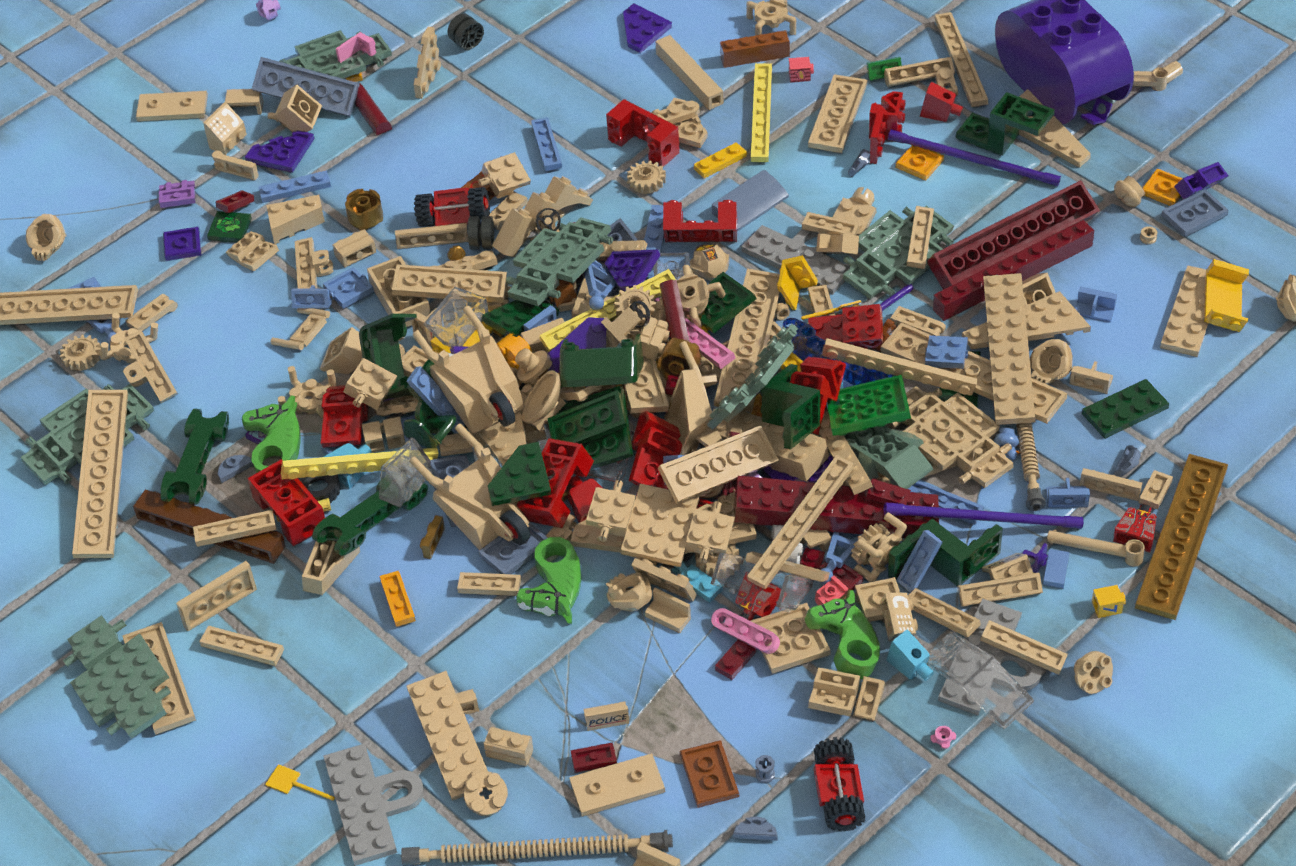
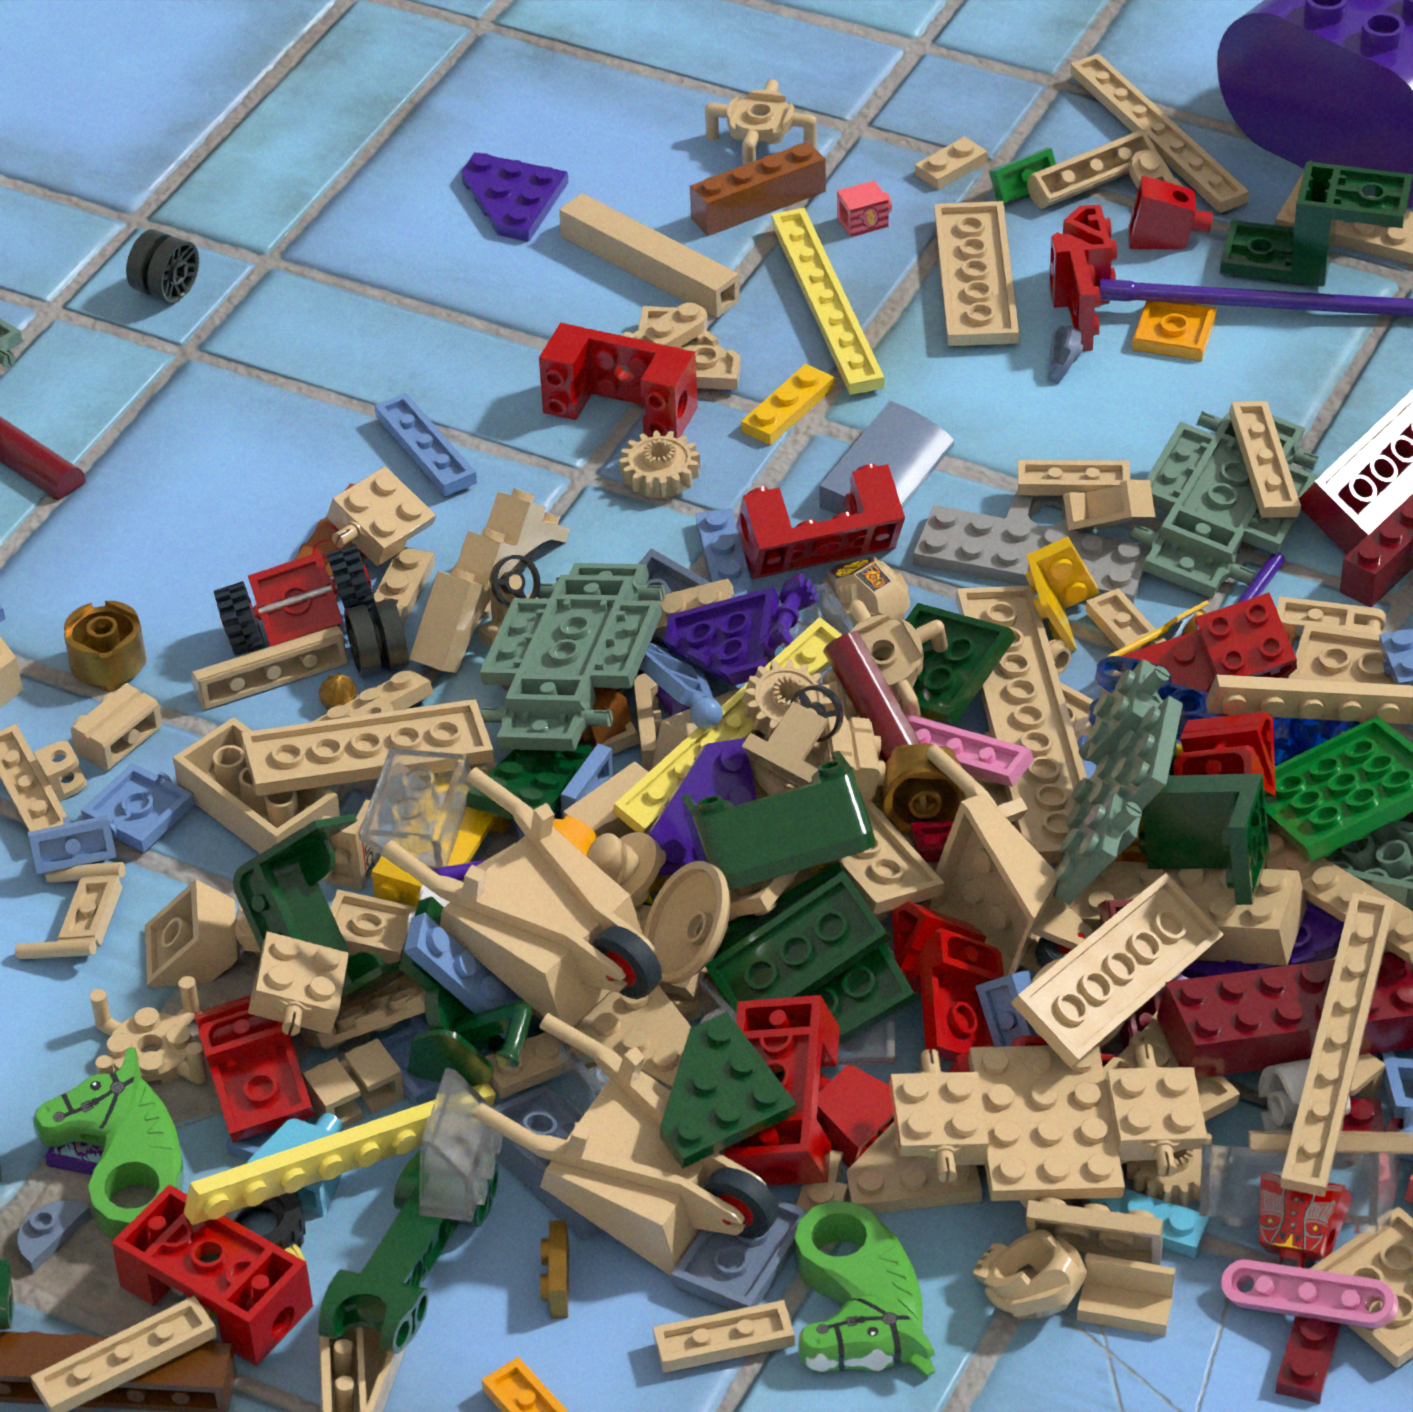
camera: 20 degrees left, 5 degrees down
(427, 62) = (115, 337): tan plate -> none
(668, 255) = (794, 596): none -> dark purple piece
(854, 54) = (951, 163): none -> tan plate
(857, 209) = (1105, 433): tan plate -> none

